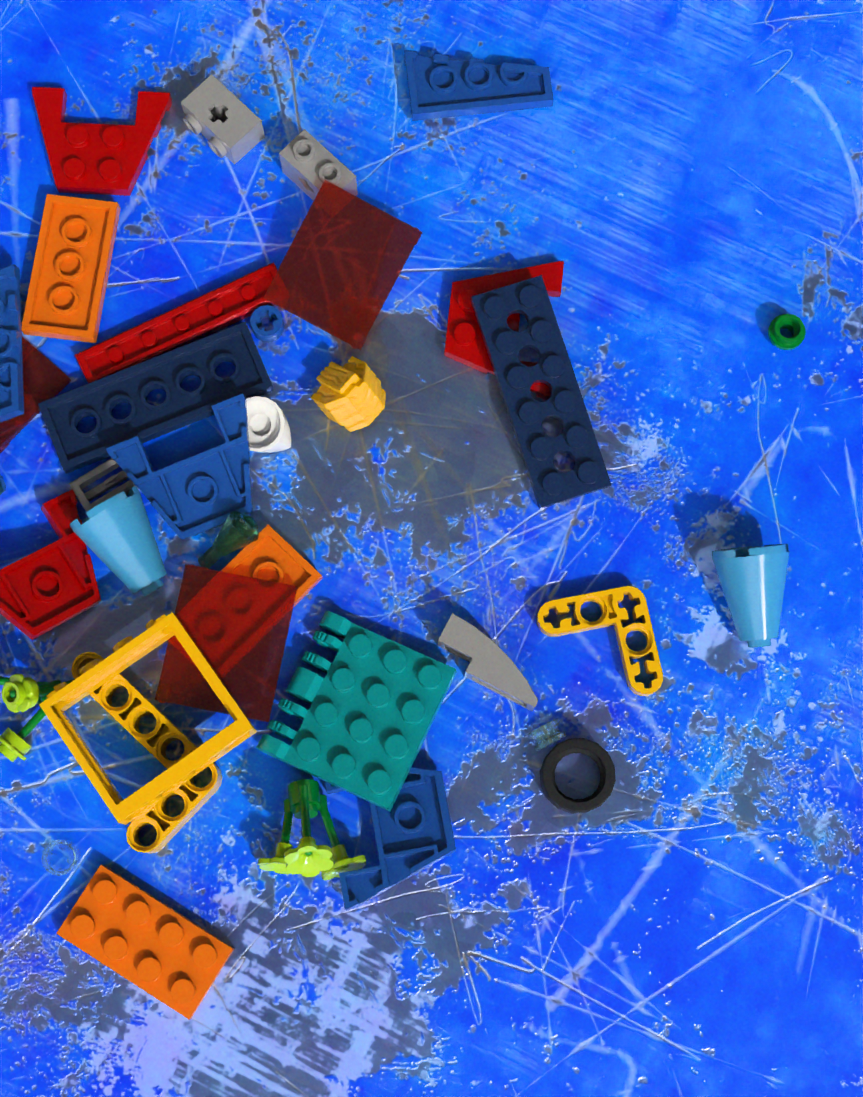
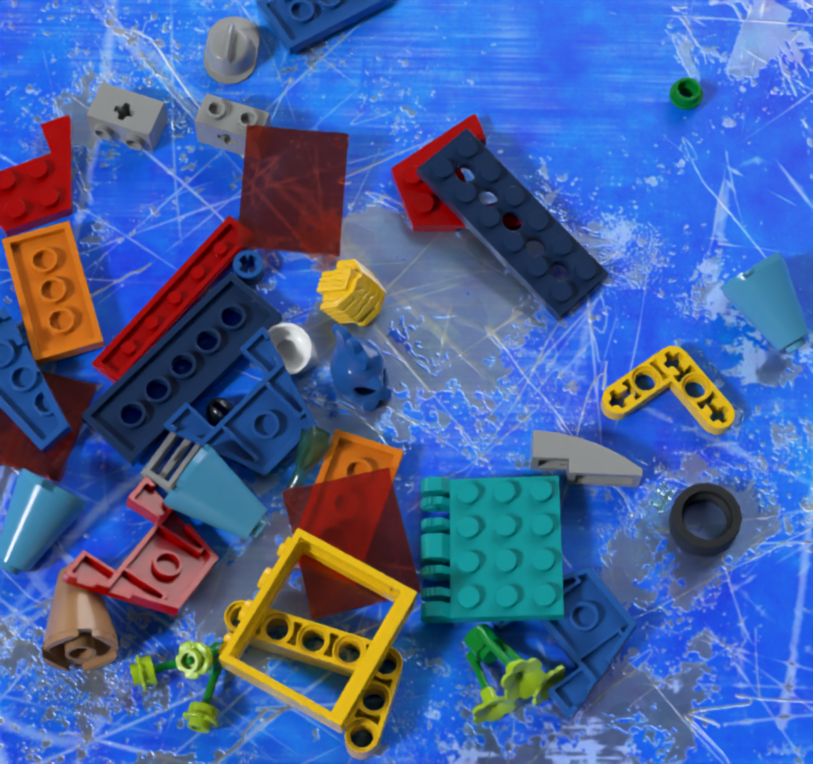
camera: 25 degrees left, 10 degrees down
(178, 450) = (215, 416): none -> black hinge
(317, 472) = (358, 364): none -> blue piece
(359, 90) = (231, 50): none -> light grey piece

